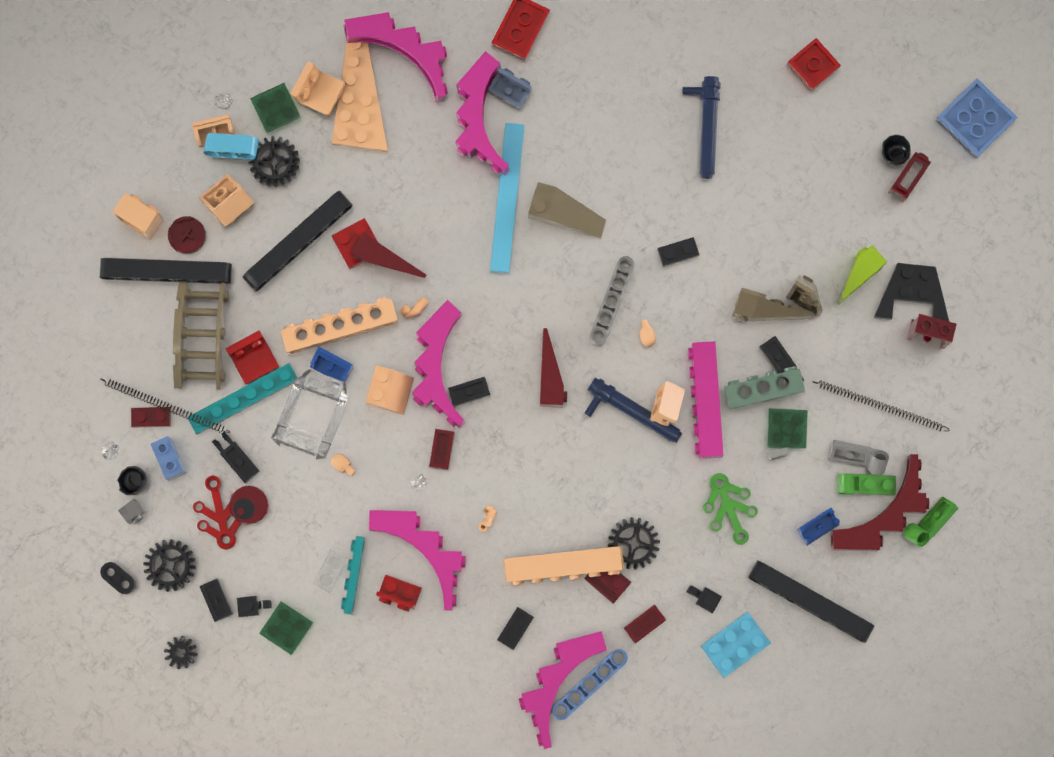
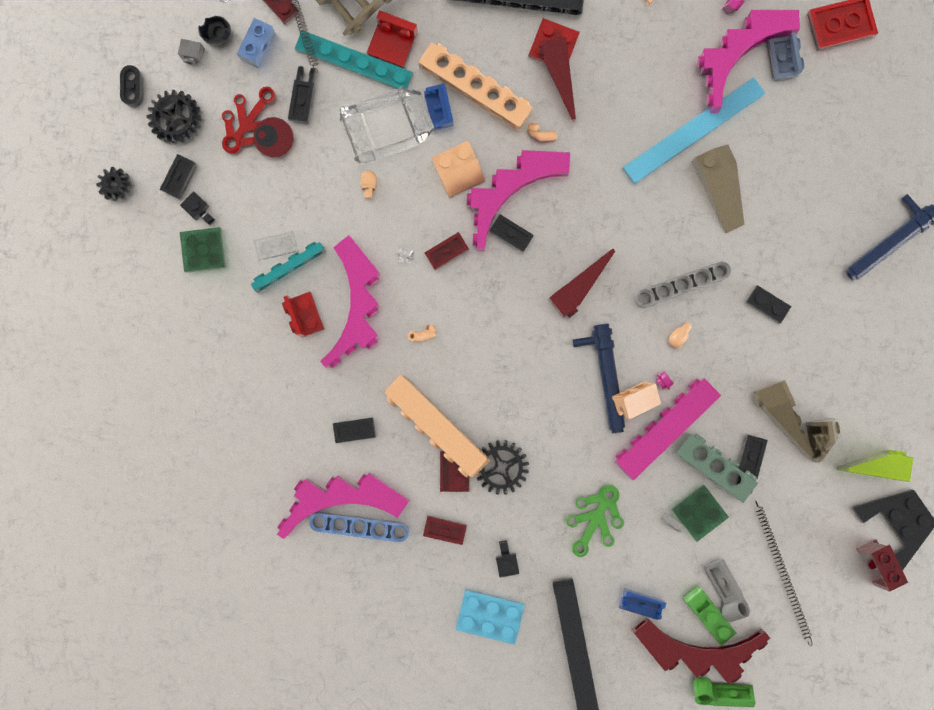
camera: 55 degrees right, 5 degrees up
(670, 372) = (664, 380): none -> dark pink plate

